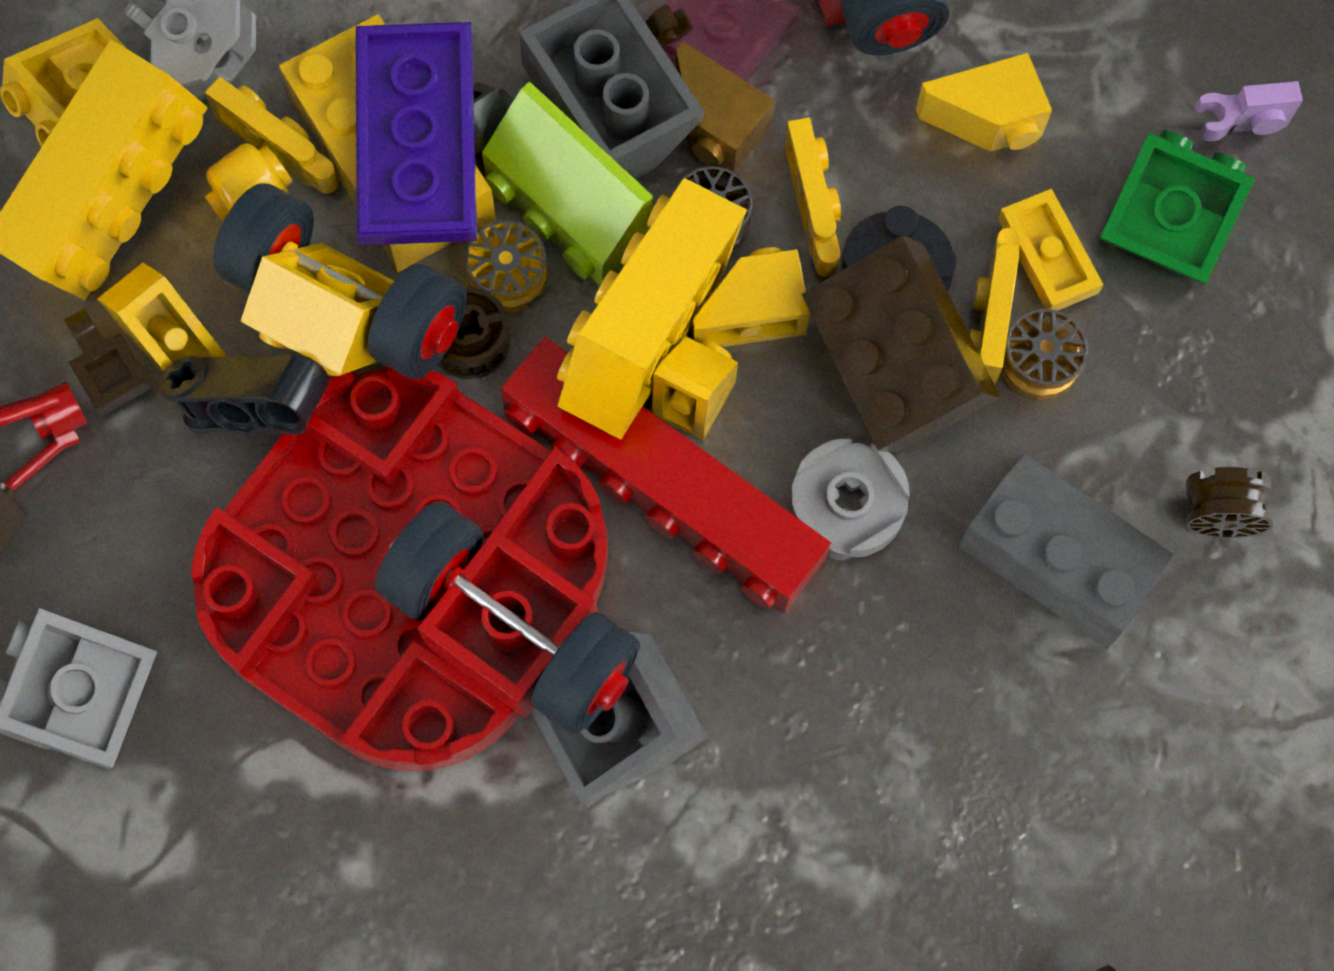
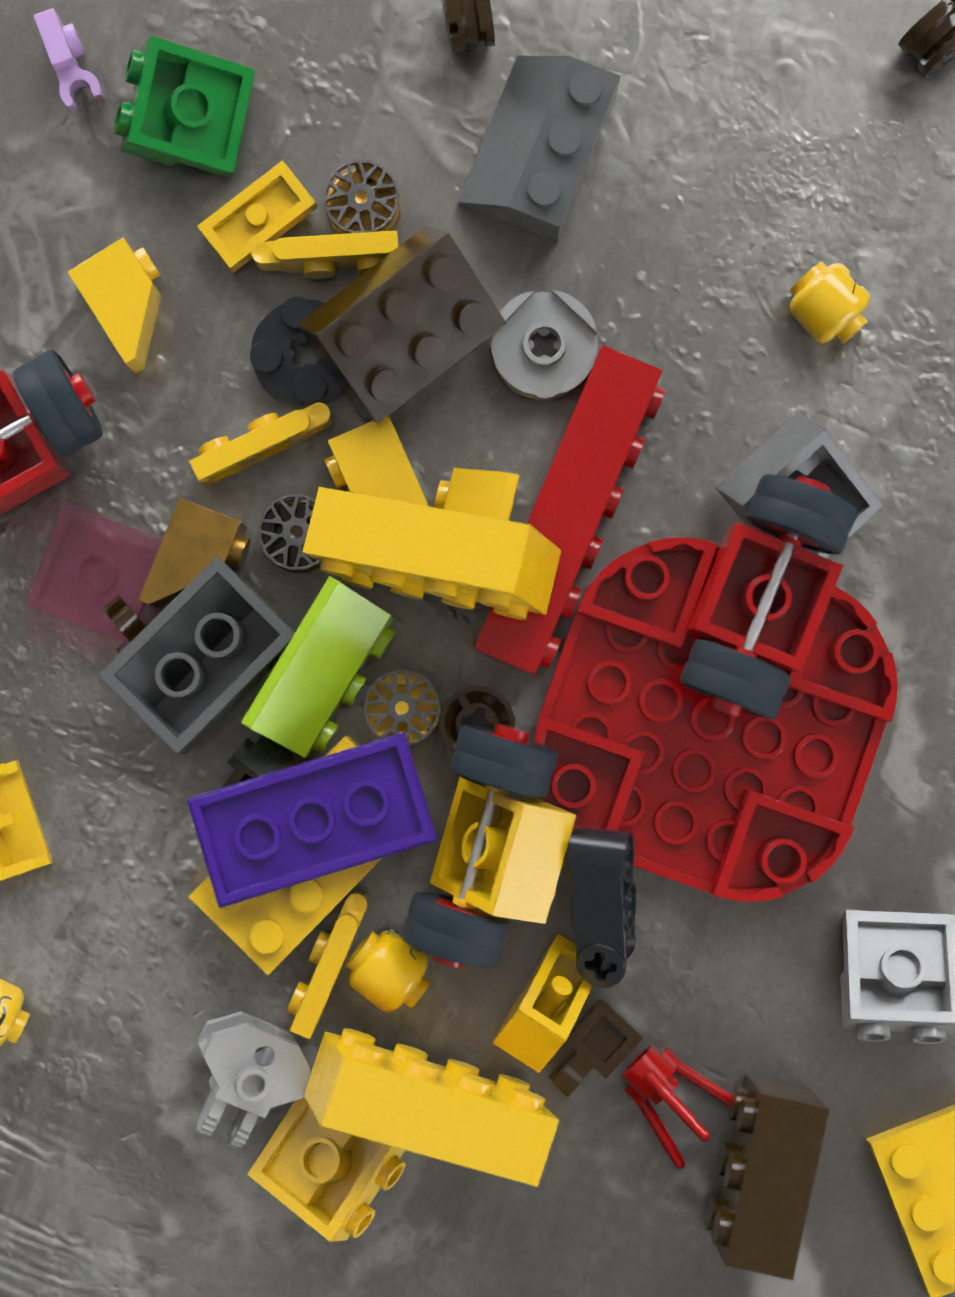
camera: 100 degrees left, 15 degrees up
(823, 811) = (829, 303): none -> yellow head

